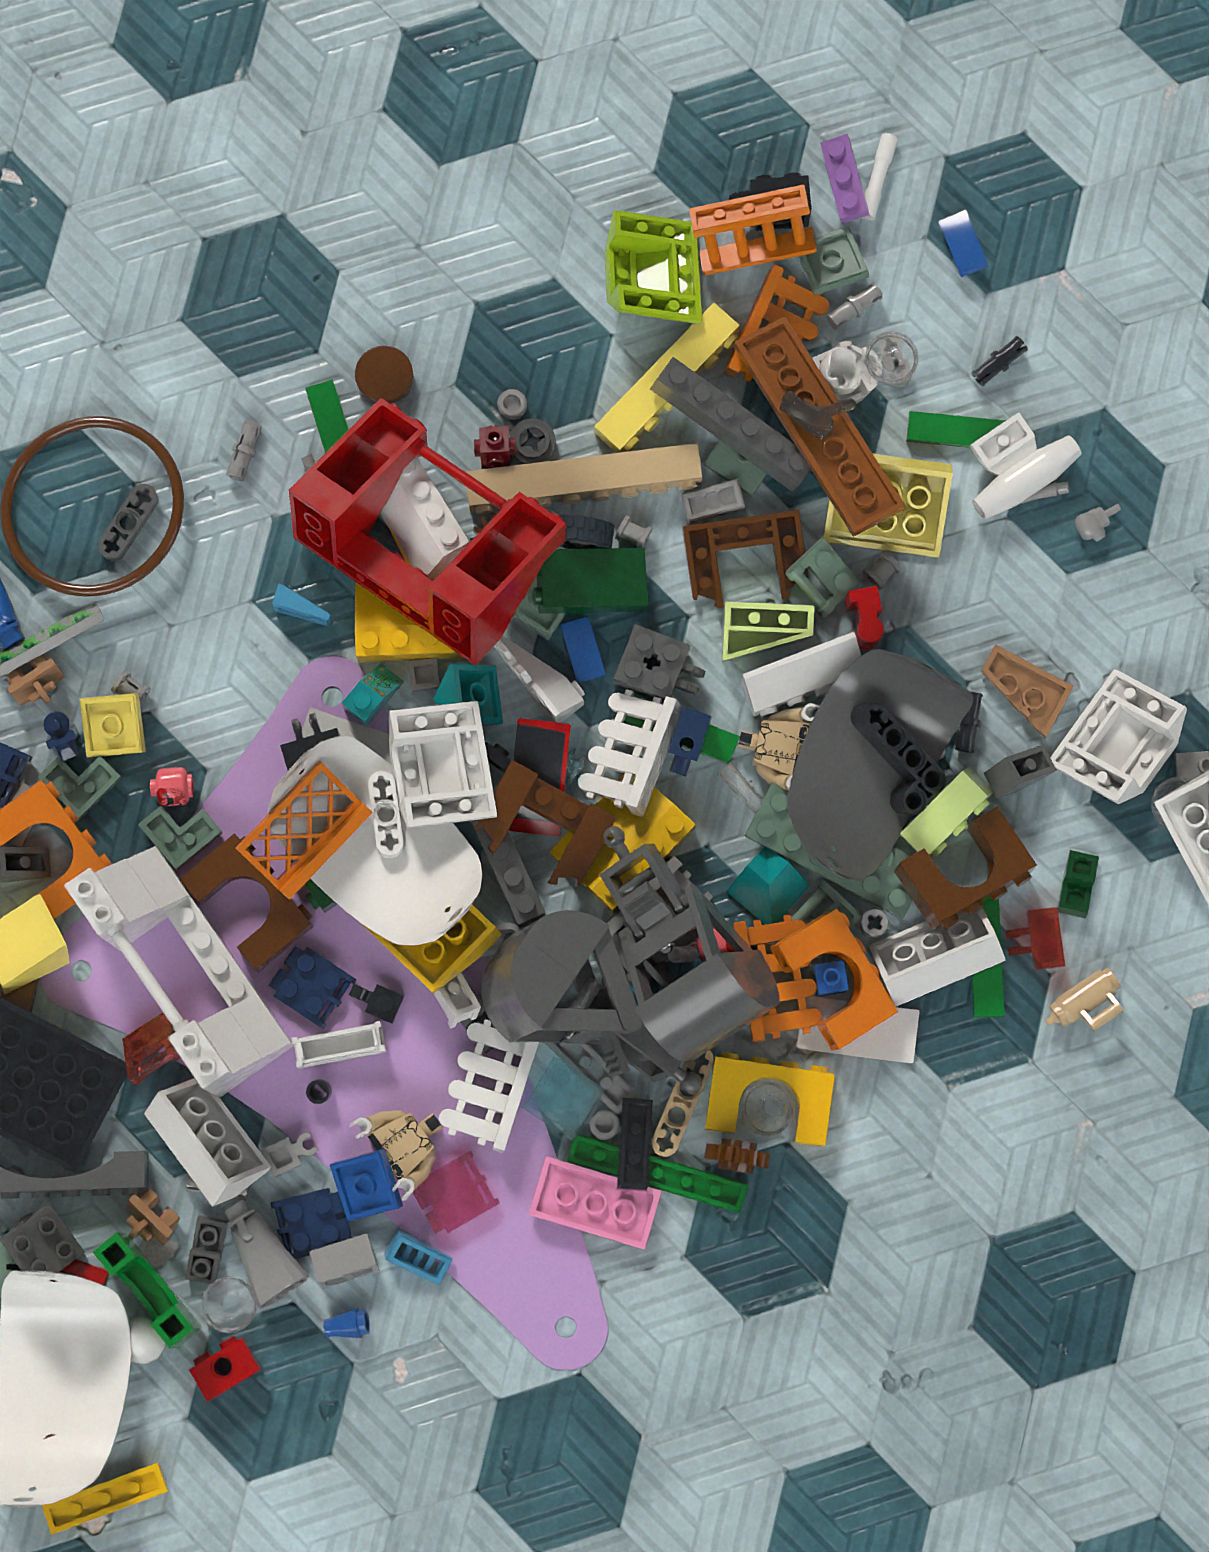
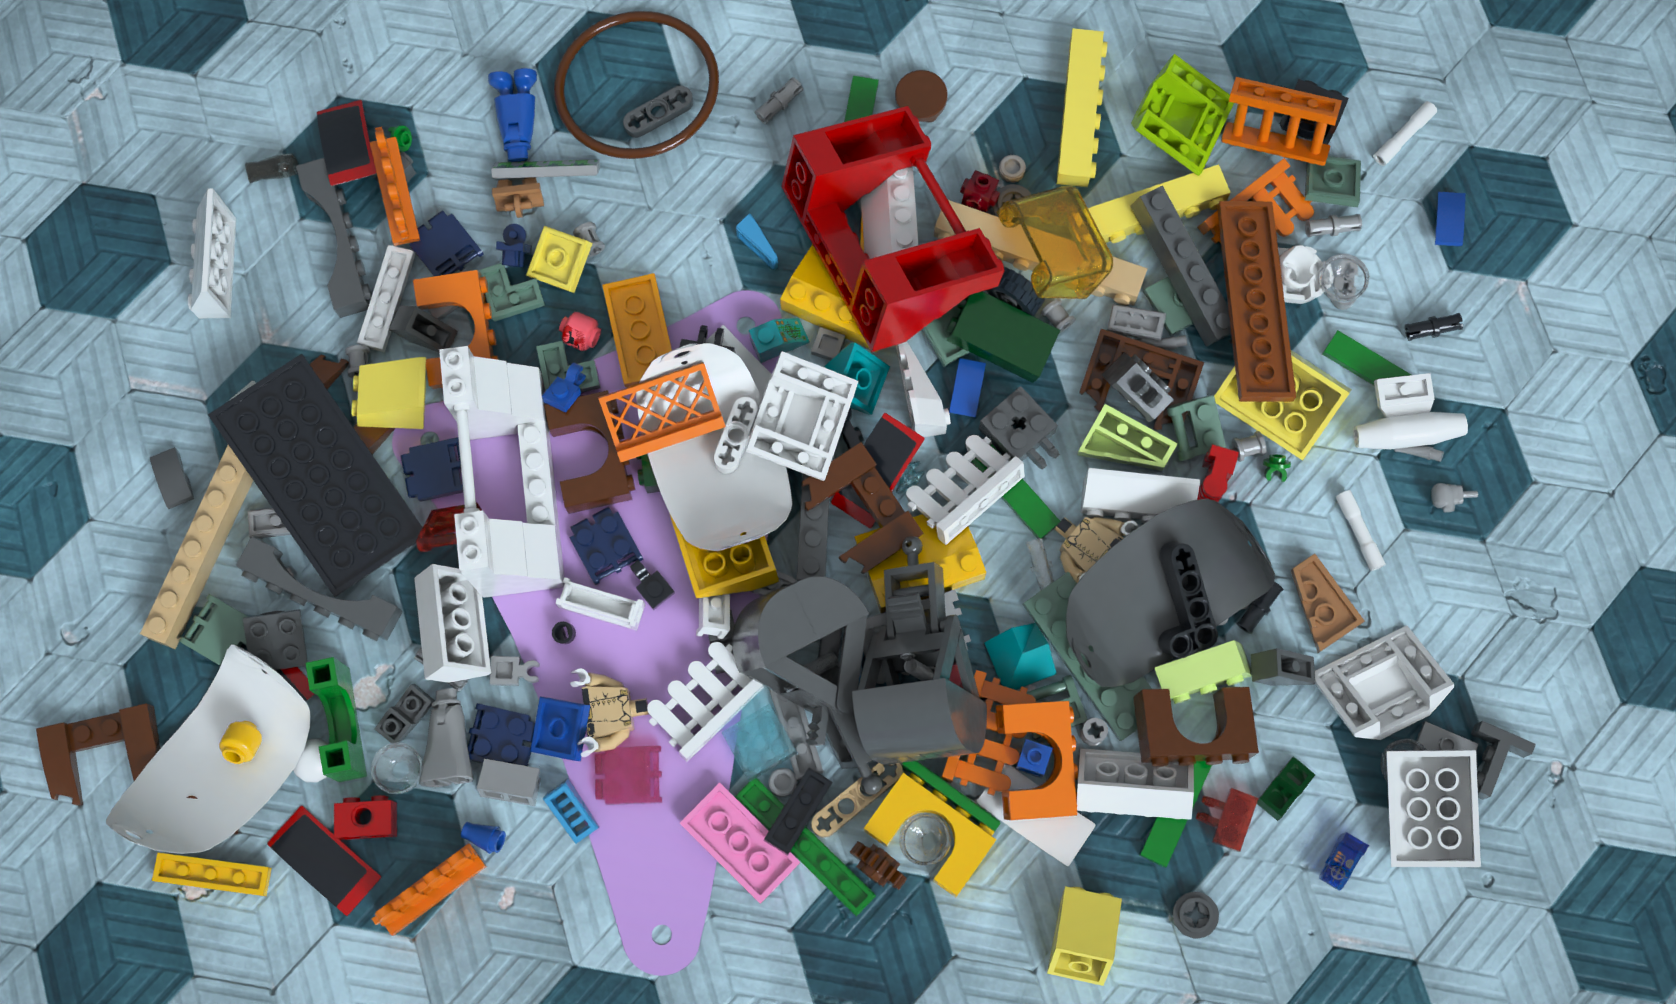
camera: 30 degrees right, 5 degrees down
(65, 1359) = (240, 742): none -> yellow head
(105, 997) = (434, 470): none -> dark blue plate
(141, 1209) = (370, 653): medium nougat hips -> none
(192, 857) = (564, 392): none -> blue plate
(204, 1428) = (323, 861): none -> black sticker
(229, 754) = (636, 324): none -> light orange plate
(323, 1401) = (429, 890): none -> orange fence
(548, 308) = (1080, 108): none -> light yellow brick
(603, 459) = (1064, 240): none -> clear yellow windscreen
(691, 725) = (1023, 489): dark blue torso -> none
(748, 566) = (1133, 382): none -> dark grey hinge
(752, 506) = (1167, 343): none -> light grey helmet
(773, 1053) = (953, 795): none -> green tile
(811, 418) = (1252, 288): clear smoke piece -> none
(844, 178) = (1376, 121): medium lavender plate -> none
(916, 573) = (1276, 463): none -> green plate
(961, 1119) = (1085, 935): none -> light yellow slope
(1012, 586) = (1367, 545): none -> white piece
(1066, 1052) = (1205, 906): none -> dark grey gear
(1084, 998) = (1244, 887): tan piece -> none
(1163, 925) = (1342, 860): none -> clear blue leg

